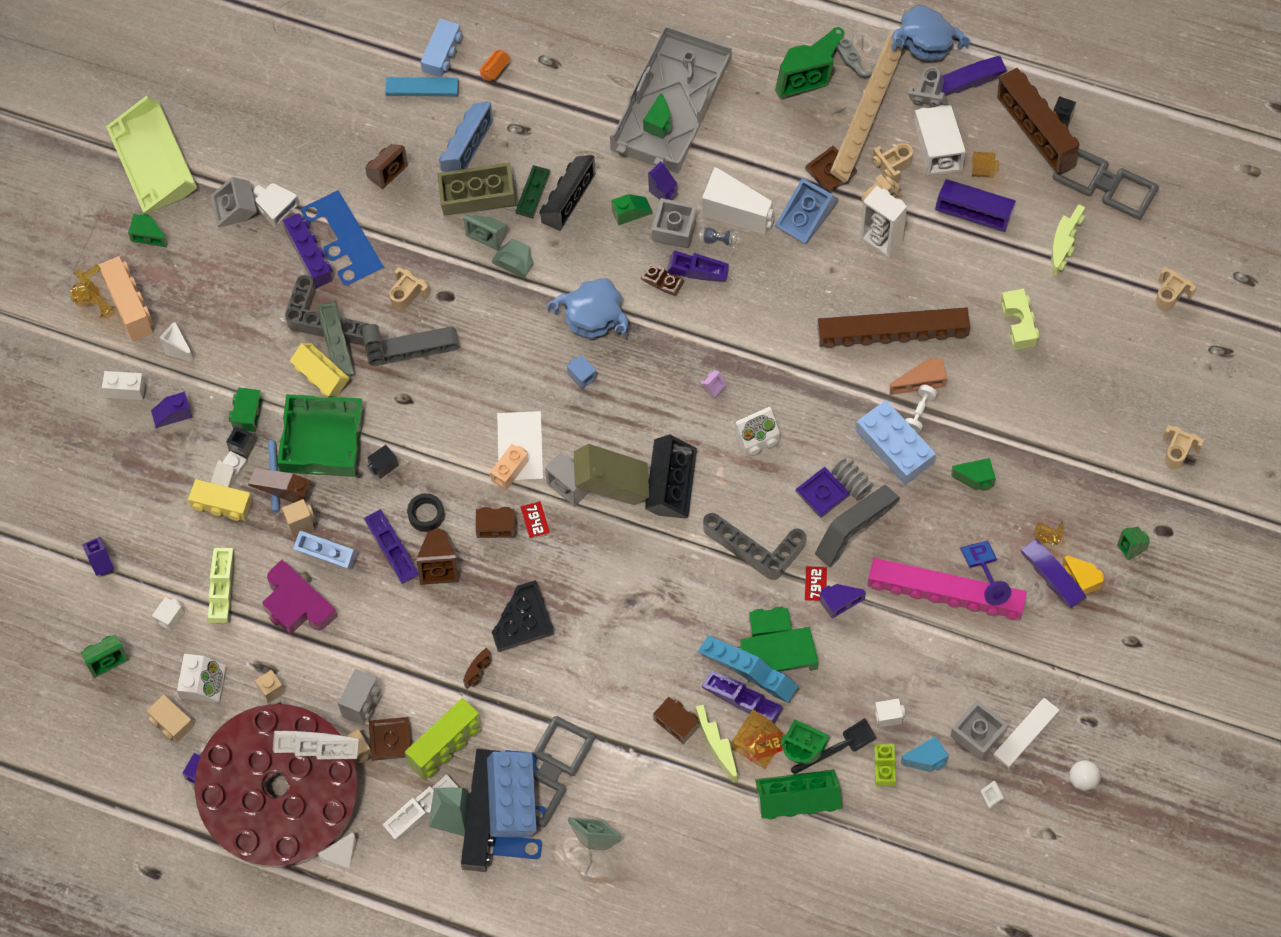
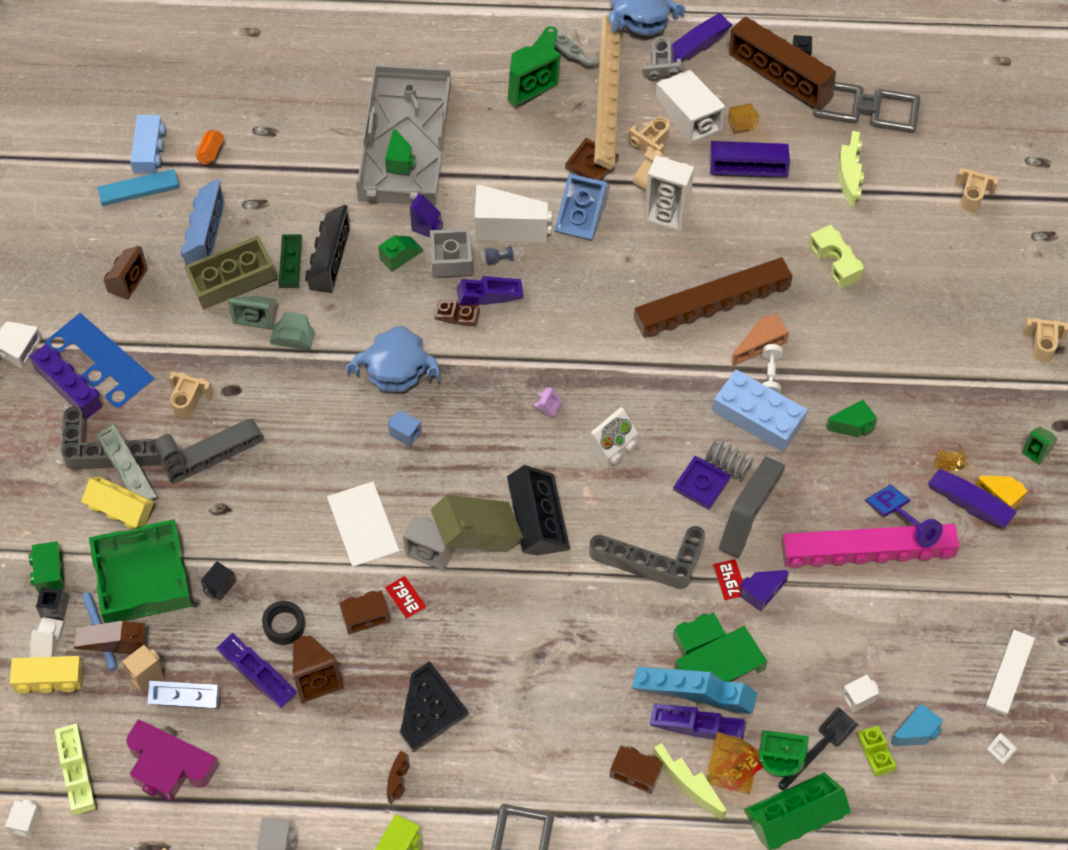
camera: 20 degrees left, 5 degrees down
(509, 466) = (359, 547): light nougat brick -> none
(979, 730) = (963, 683): light grey brick -> none

